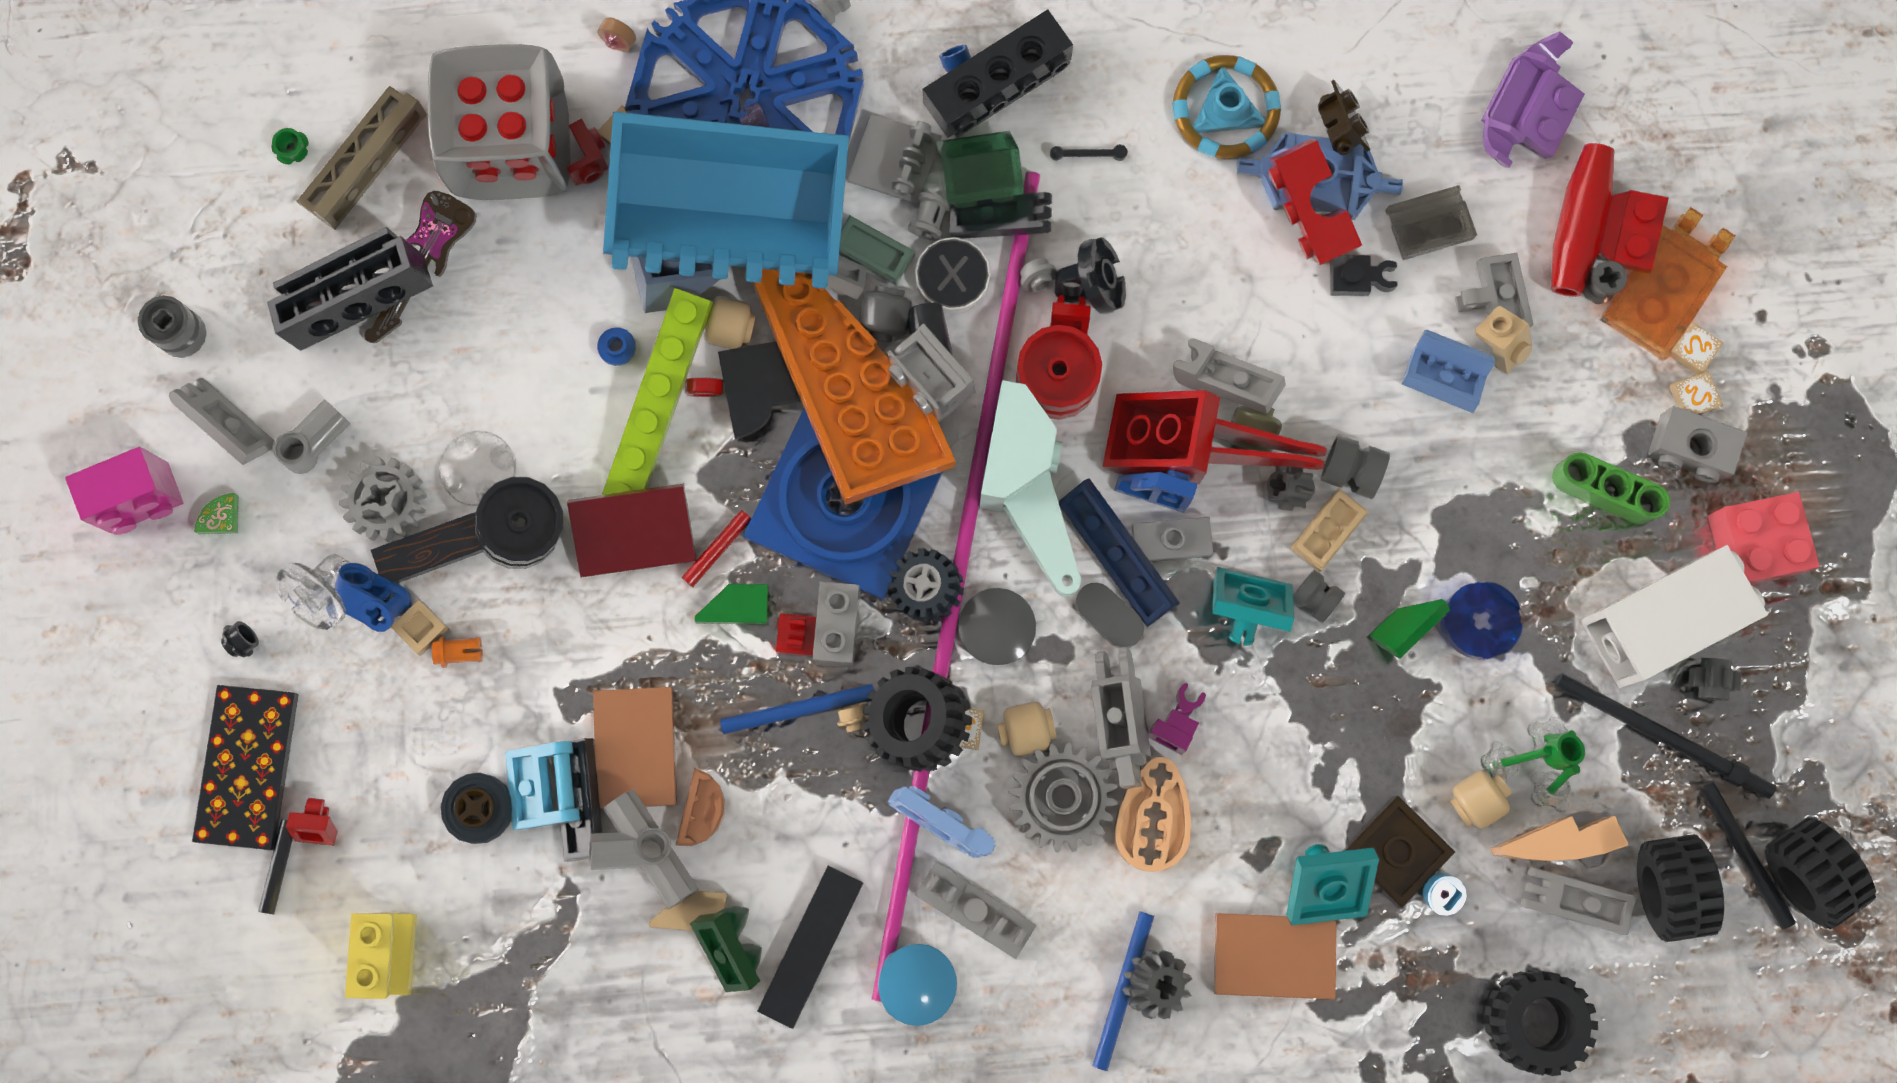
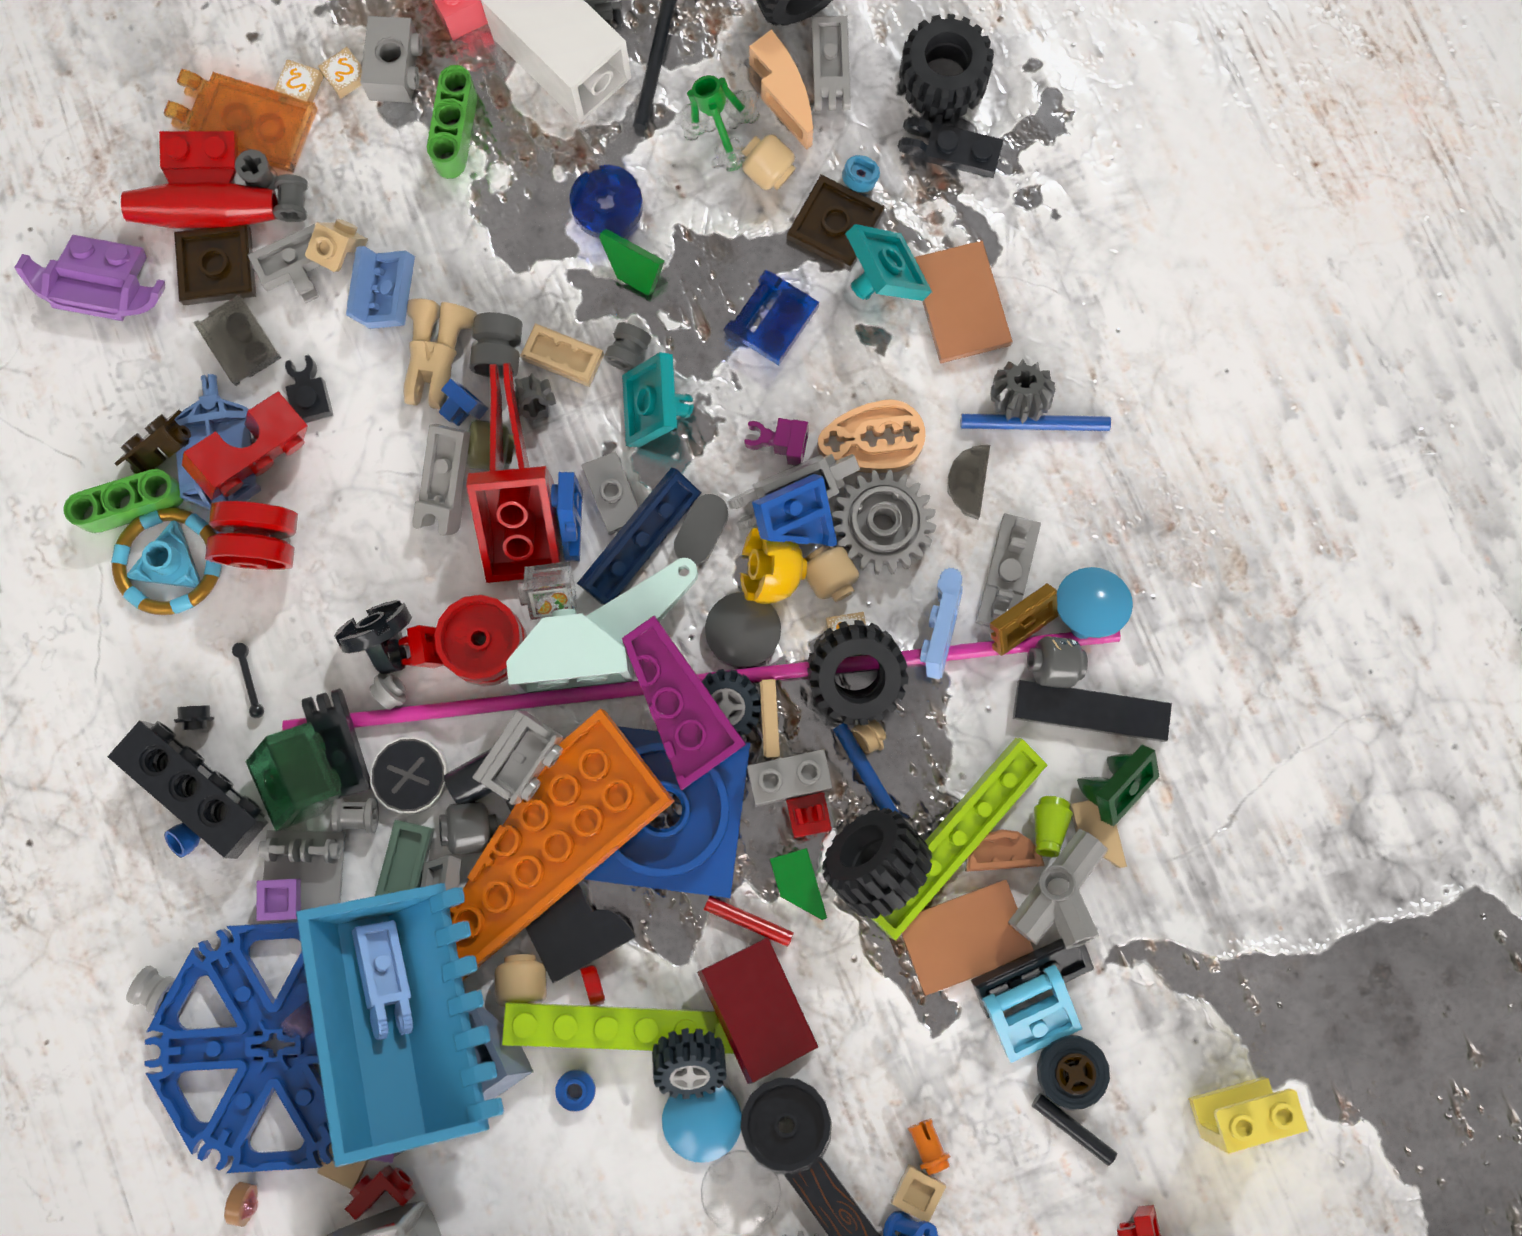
camera: 105 degrees left, 0 degrees up
(425, 793) = (1074, 1129): none -> black piece
(552, 451) = (702, 1126): none -> dark azure dish
(603, 451) = (689, 1063): none -> black wheel
(711, 864) = (1051, 825): none -> lime cone
(727, 678) = (877, 863): none -> black tyre
(729, 768) = (969, 825): none -> lime plate
(772, 201) = (383, 976): none -> light blue hinge
(867, 924) = (1057, 662): none -> dark grey head
(872, 129) = (278, 899): none -> medium lavender plate
(899, 623) = (769, 719): none -> tan tile
(920, 905) = (1024, 619): none -> pearl gold tile
(925, 540) = (684, 711): none -> magenta wing
(1049, 672) = (772, 569): none -> yellow cylinder
(1067, 96) = (194, 717): none -> black plate
(1082, 899) = (967, 480): none -> clear smoke plate
(1089, 449) = (547, 589): none -> clear brick
(1089, 704) = (797, 513): none -> blue wing
(1221, 185) = (251, 535): none -> red wheel
(1300, 65) = (108, 496): none -> bright green beam
(1302, 761) = (782, 322): none -> clear blue plate
(1305, 418) = (460, 403): none -> blue tile
(1358, 401) = (431, 360): none -> tan piece
(1449, 1005) = (952, 147): none -> black hinge
(1518, 220) = (214, 264): none -> dark brown tile
(1568, 308) = (290, 198): none -> dark grey bush

